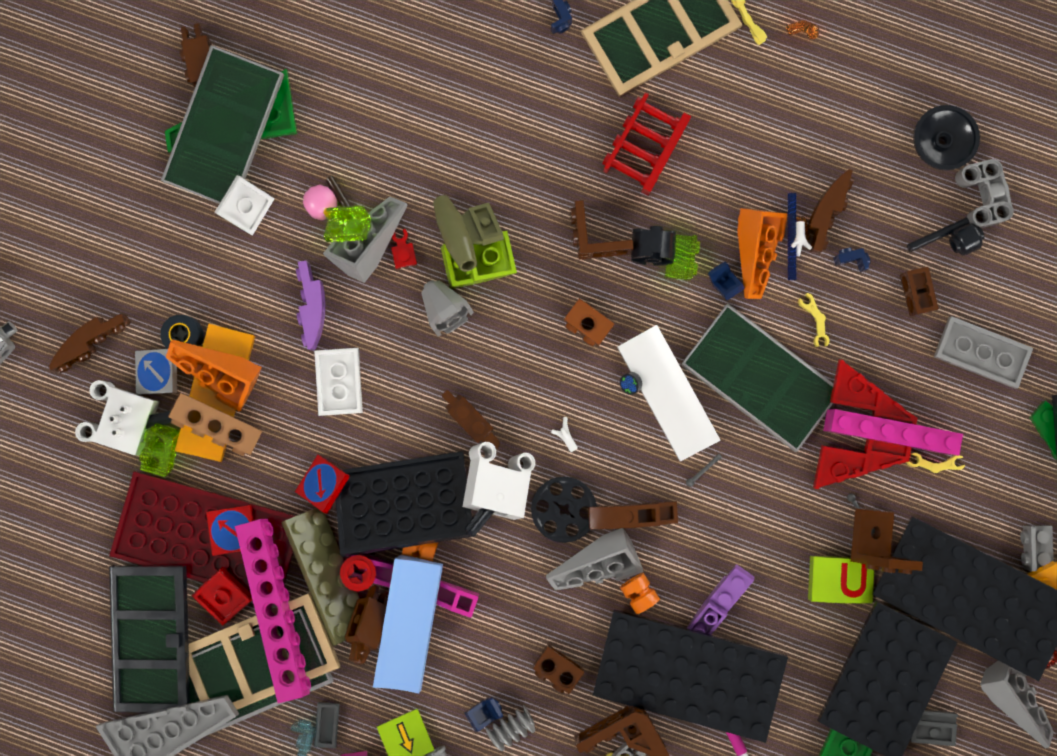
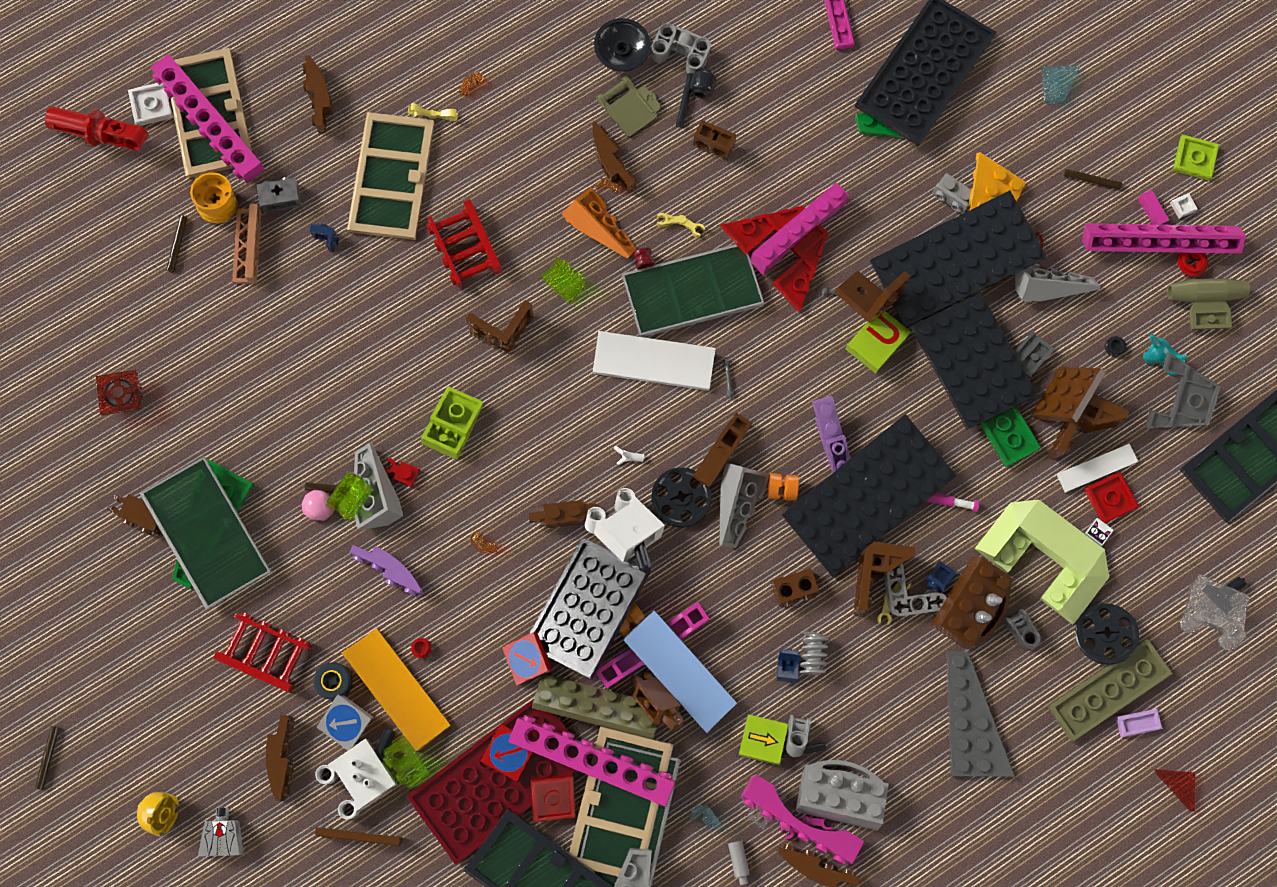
camera: 60 degrees left, 10 degrees down
(73, 457) = (358, 836): none -> reddish brown tile
(140, 252) = (265, 672): none -> red fence
(185, 404) = (446, 686): medium nougat brick -> none
(222, 373) = (386, 670): orange wedge -> none
(244, 205) = (275, 560): white tile -> none
(266, 386) = (421, 648): none -> red plate
(326, 725) = (710, 793): dark grey tile -> none
(338, 381) = (460, 591): white tile -> none
(348, 568) = (607, 668): red gear -> none
(391, 368) = (481, 545): none -> clear orange arm
(444, 307) = (467, 471): light grey cone -> none
(462, 231) = (424, 412): olive plate -> none
(583, 311) = (567, 370): dark orange brick -> none
(631, 383) = (626, 381): tile -> none
(653, 246) = (541, 291): black brick -> none
(725, 281) = (604, 263): dark blue bracket -> none
(756, 312) = (643, 258): none -> dark red wheel
(791, 236) = (609, 196): clear blue bar -> none
(800, 238) = (616, 191): white bar -> none
(859, 255) = (658, 161): dark blue bracket -> none
(892, 194) = (631, 110): none -> olive piece
(936, 467) = (851, 209): light yellow piece -> none
(983, 352) = (790, 130): light grey plate -> none

